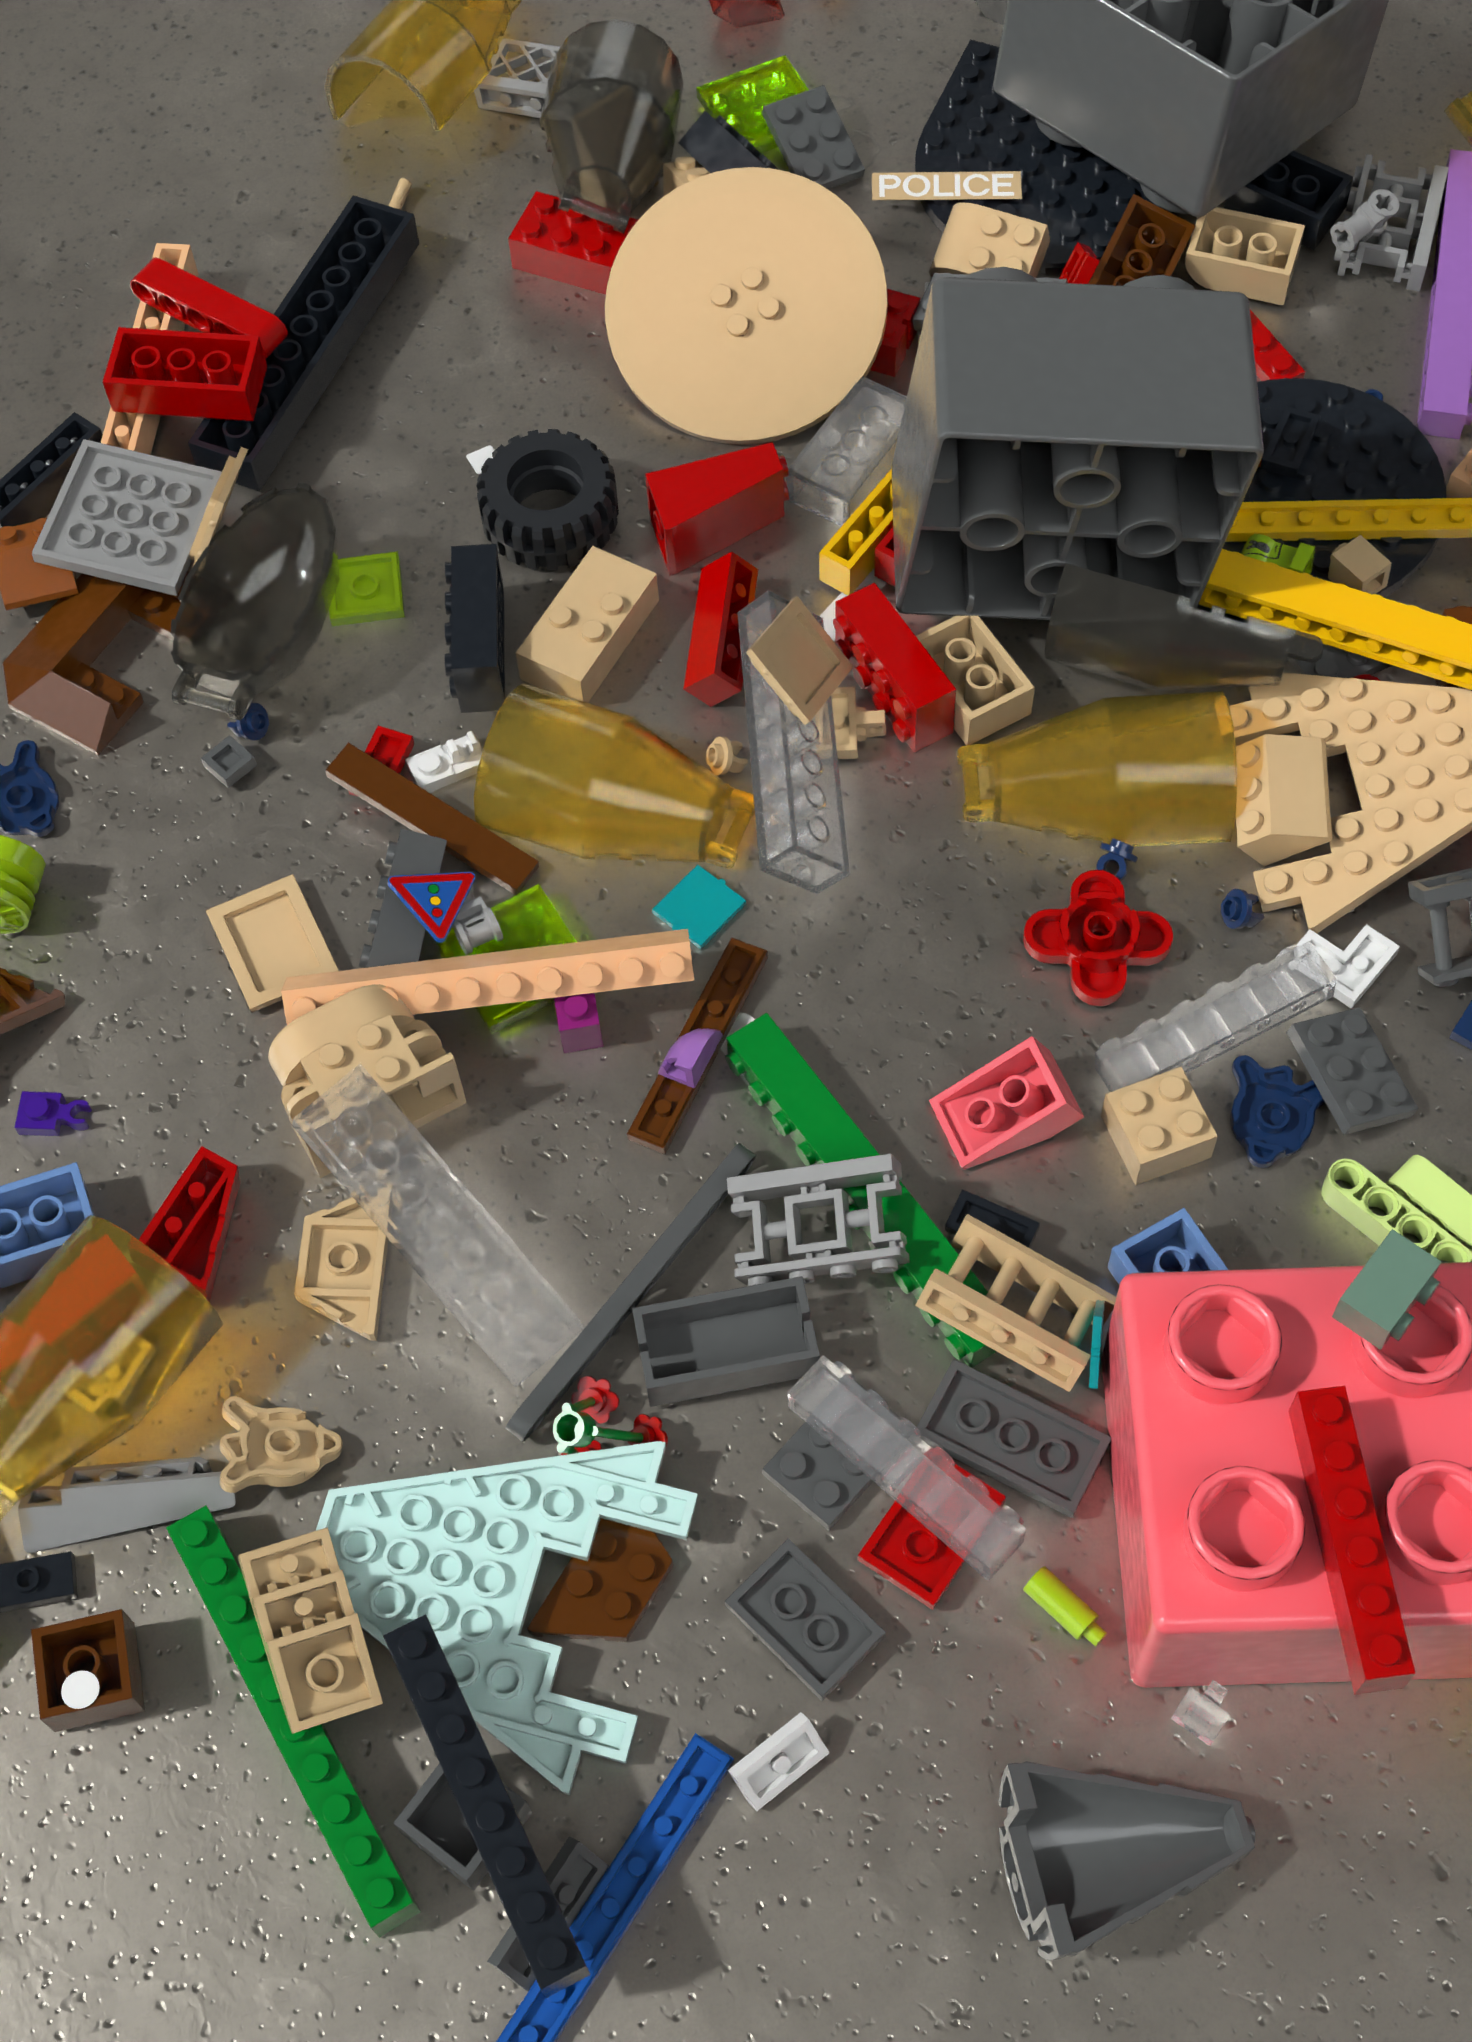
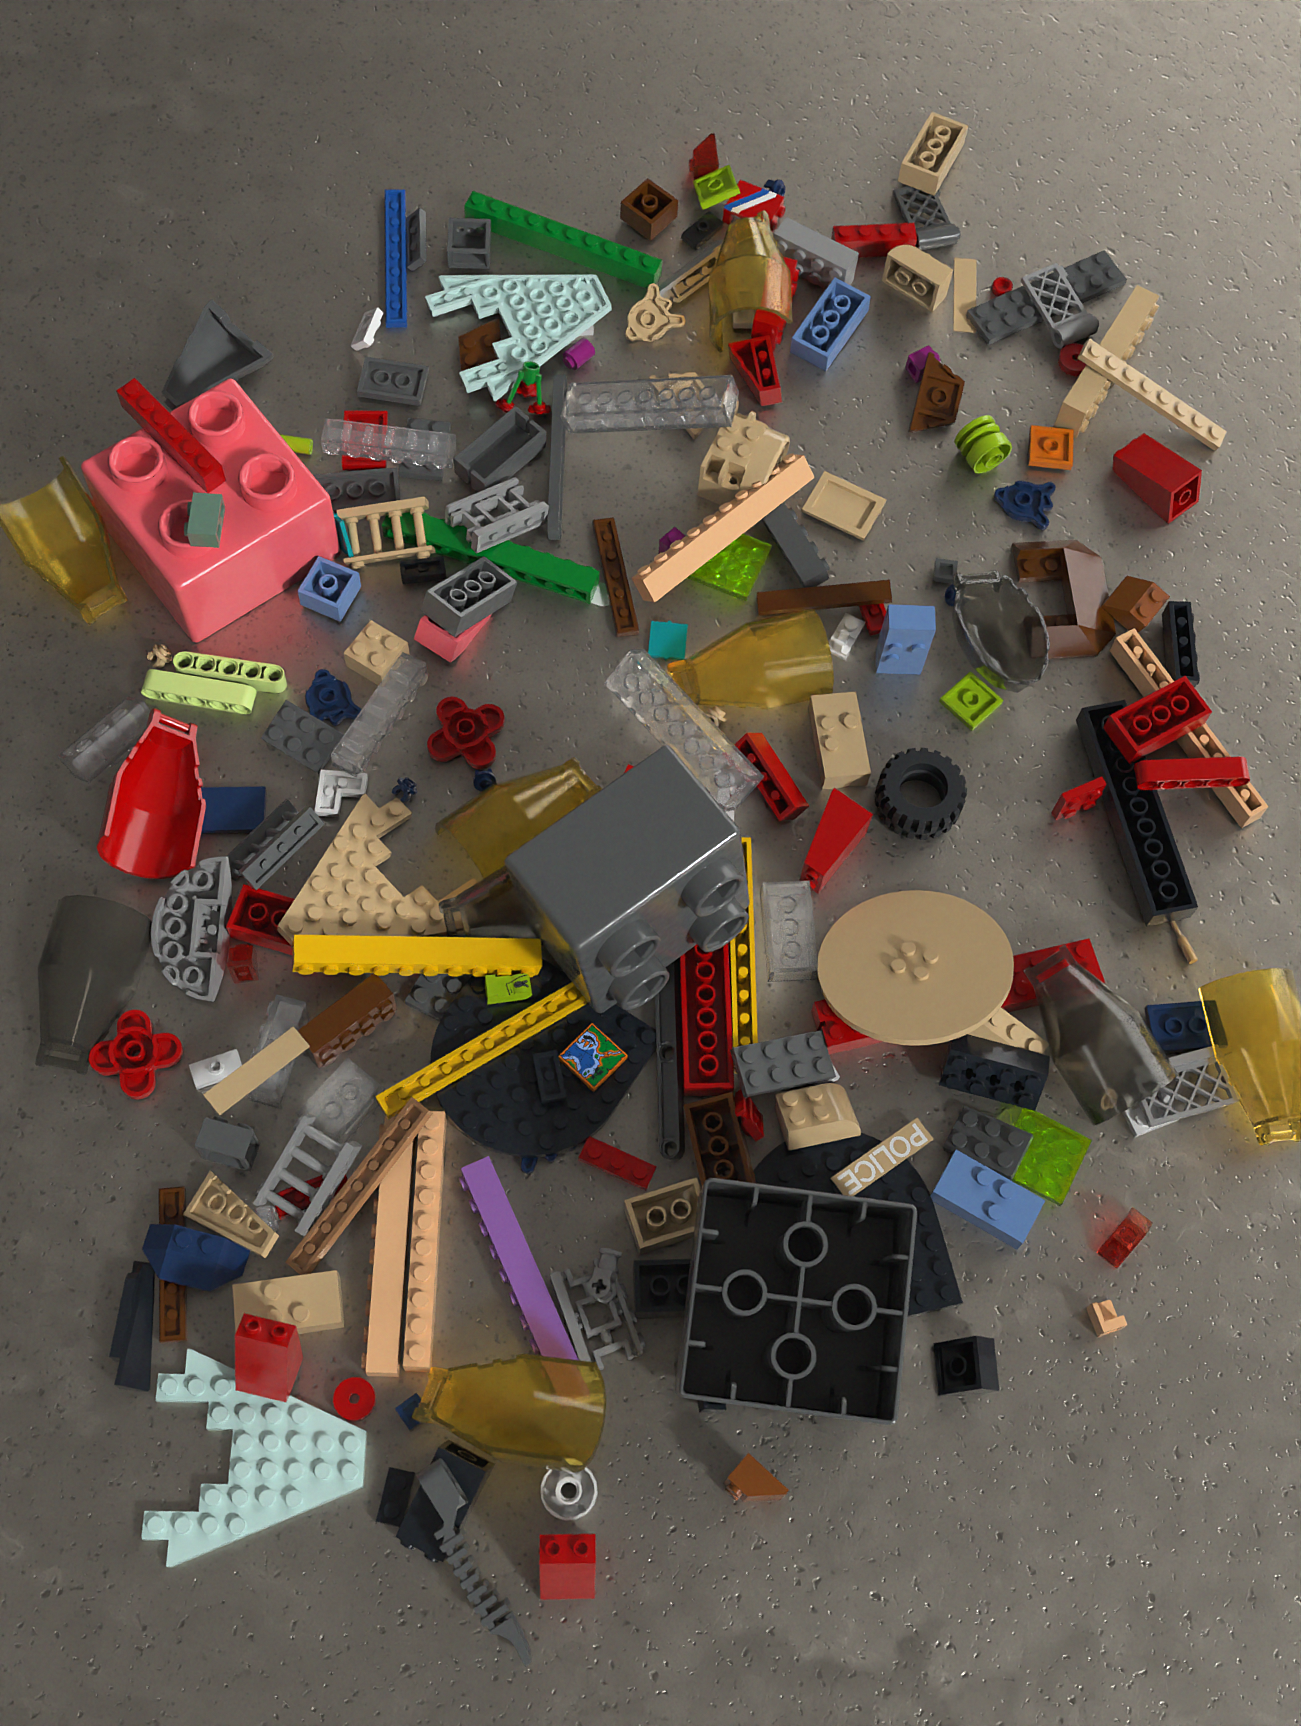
camera: 135 degrees right, 5 degrees up
(45, 1113) = (867, 383): dark purple plate -> none
(80, 1689) = (641, 193): white sticker -> none
(126, 517) = (1105, 635): light grey plate -> none
(217, 504) = (1069, 666): tan piece -> none
(310, 1630) = (574, 254): tan slope -> none
(361, 382) = (1078, 798): none -> red plate
(396, 649) = (905, 639): none -> medium blue brick
(434, 898) = (779, 542): piece -> none
(451, 1454) = (578, 354): none -> magenta brick
(475, 628) = (888, 696): black brick -> none
(476, 924) = (760, 555): light grey connector -> none
(479, 457) = (983, 814): white sticker -> none
(487, 133) = (1178, 1026): none -> dark blue plate
(487, 1807) = (459, 233): black brick -> none
(690, 1056) = (611, 559): medium lavender brick -> none
(799, 660) = (708, 752): tan piece -> none
(866, 96) = (987, 1199): none -> medium blue brick
(961, 1102) = (468, 596): none -> dark grey brick
(1282, 796) = (420, 849): tan slope -> none
(1359, 566) = (458, 1007): tan brick -> none

